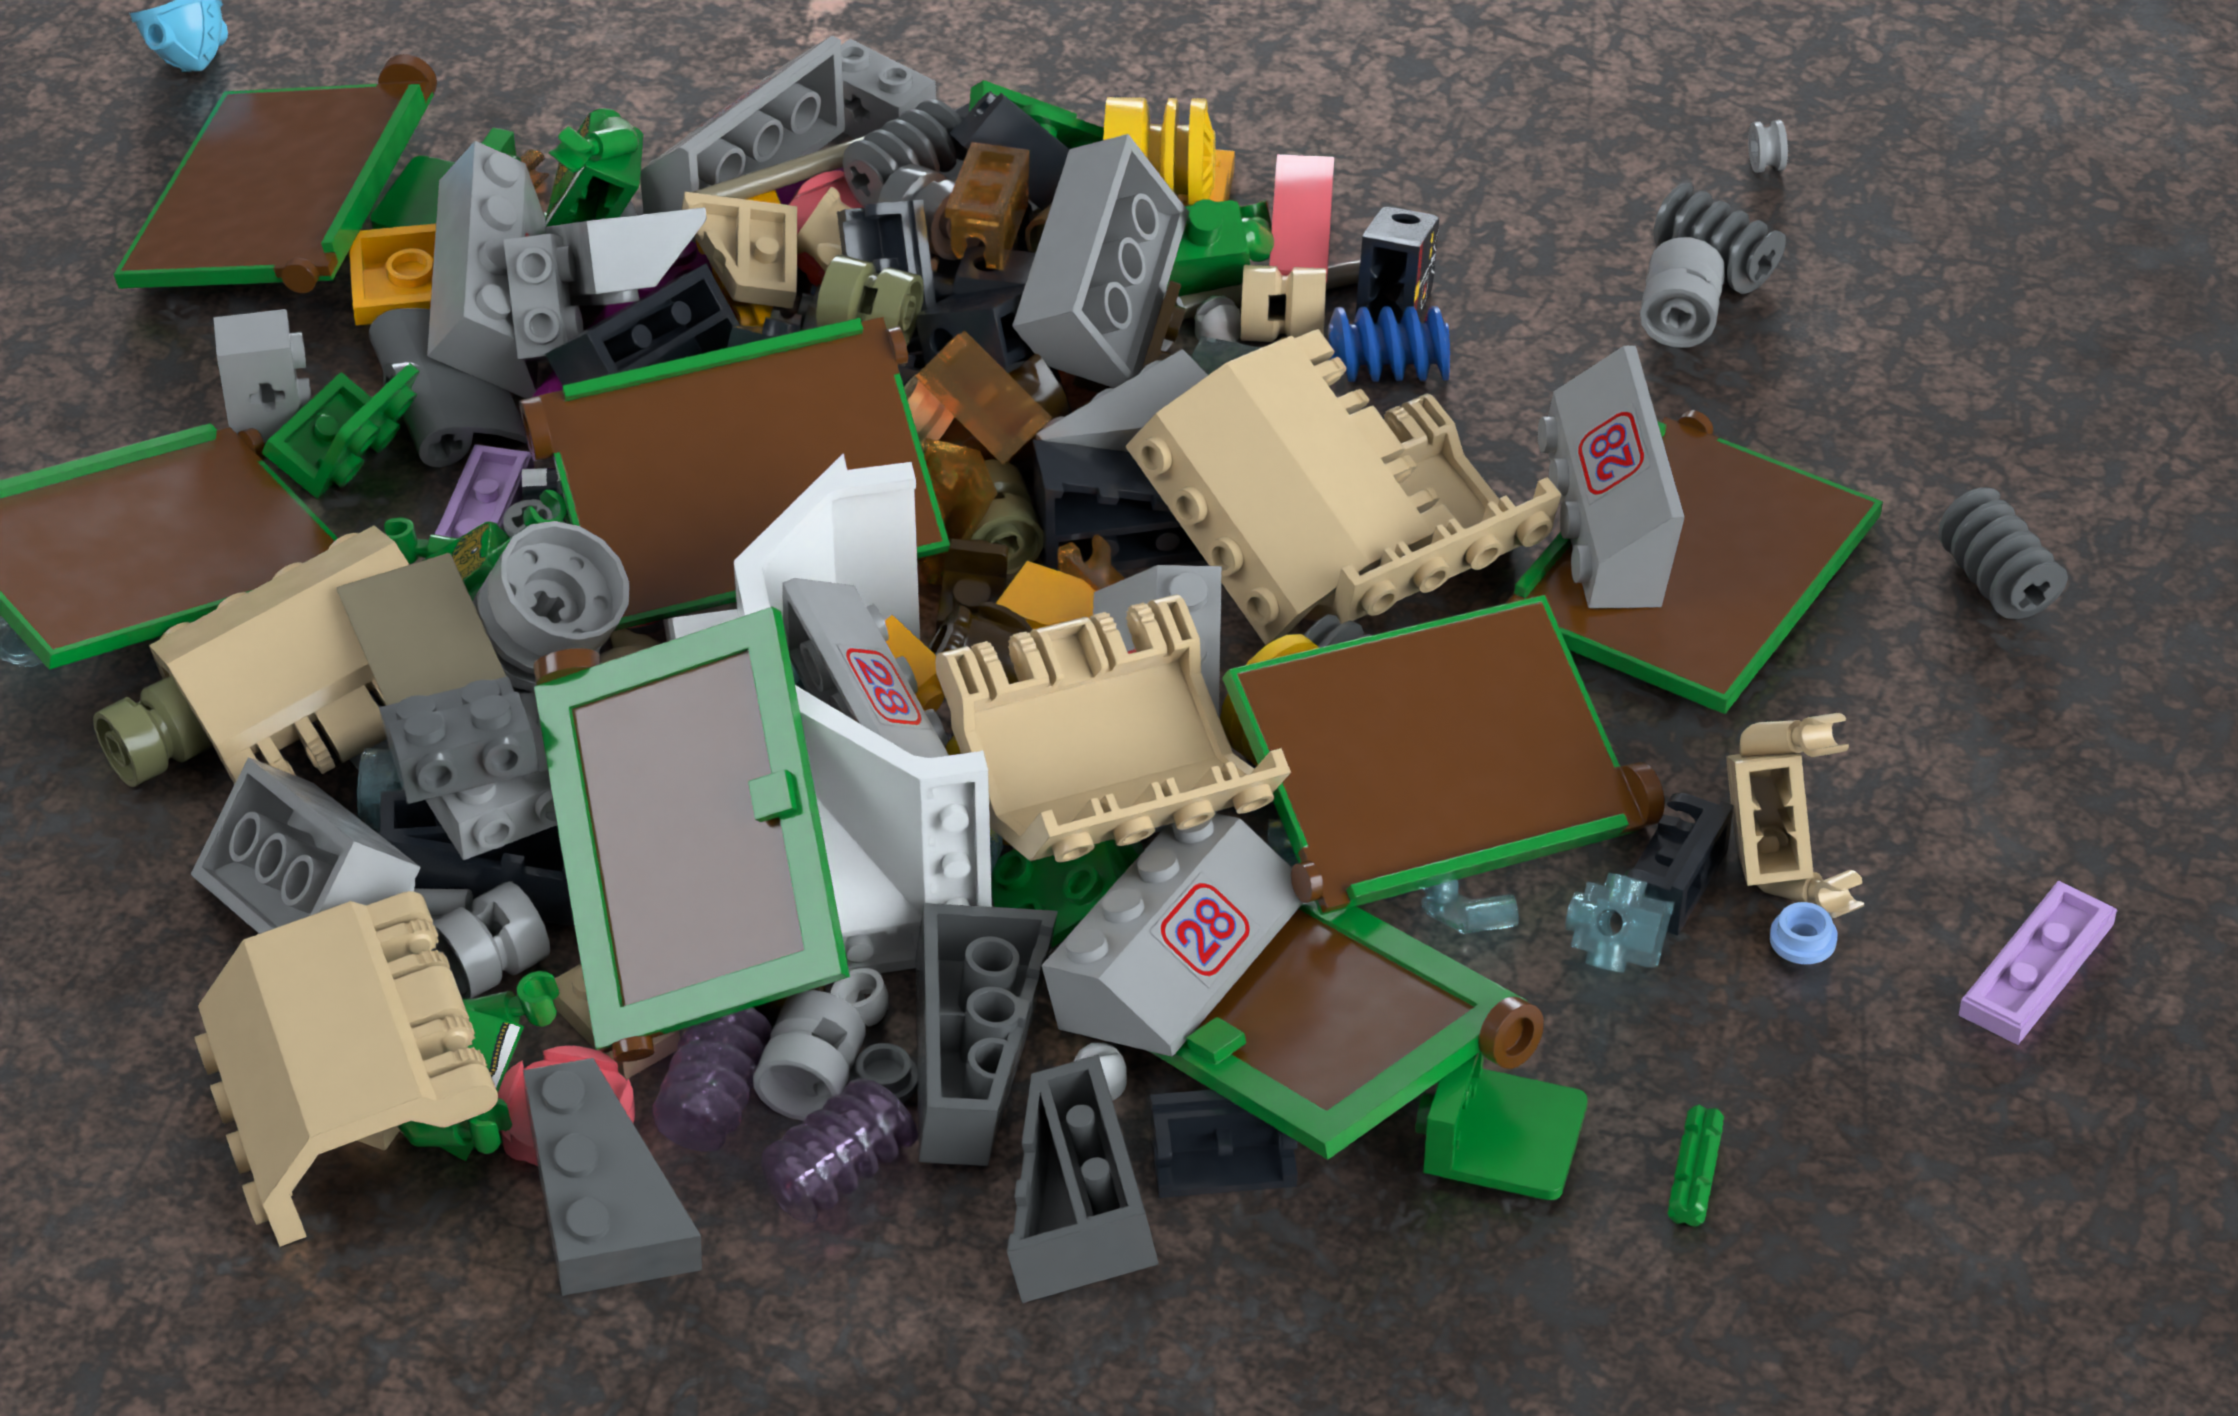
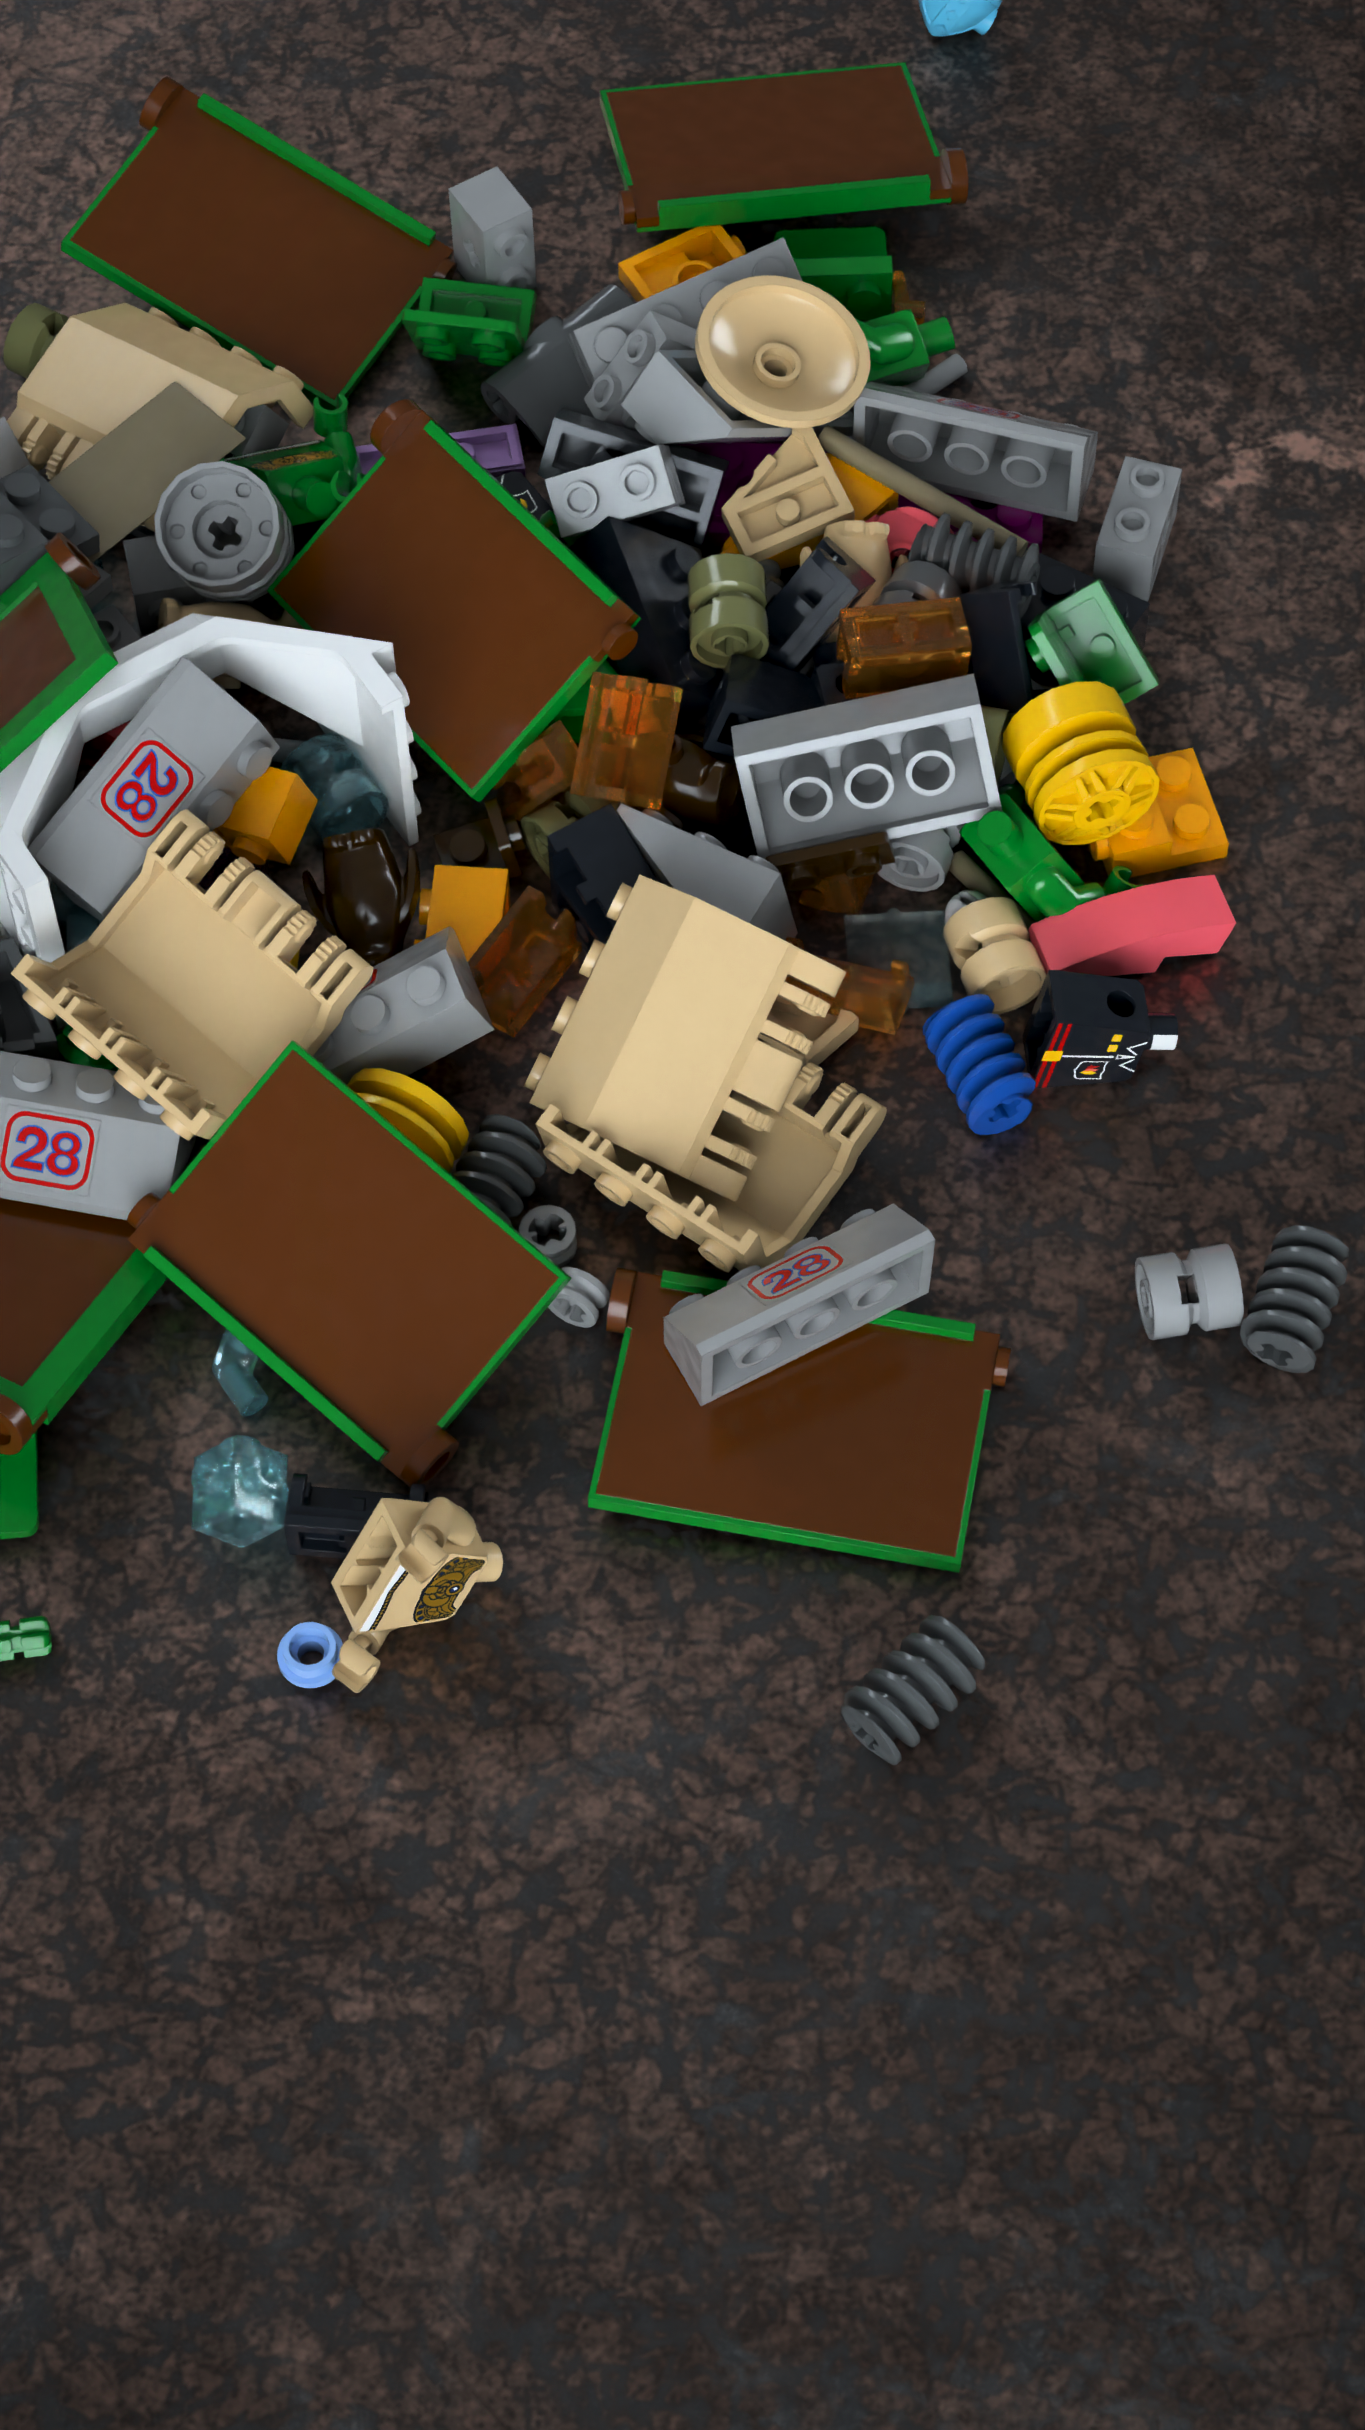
camera: 70 degrees right, 15 degrees up
(628, 163) = (782, 351): none -> tan dish
(692, 312) = (615, 488): none -> light grey brick
(2037, 962) = (361, 1871): lavender tile -> none

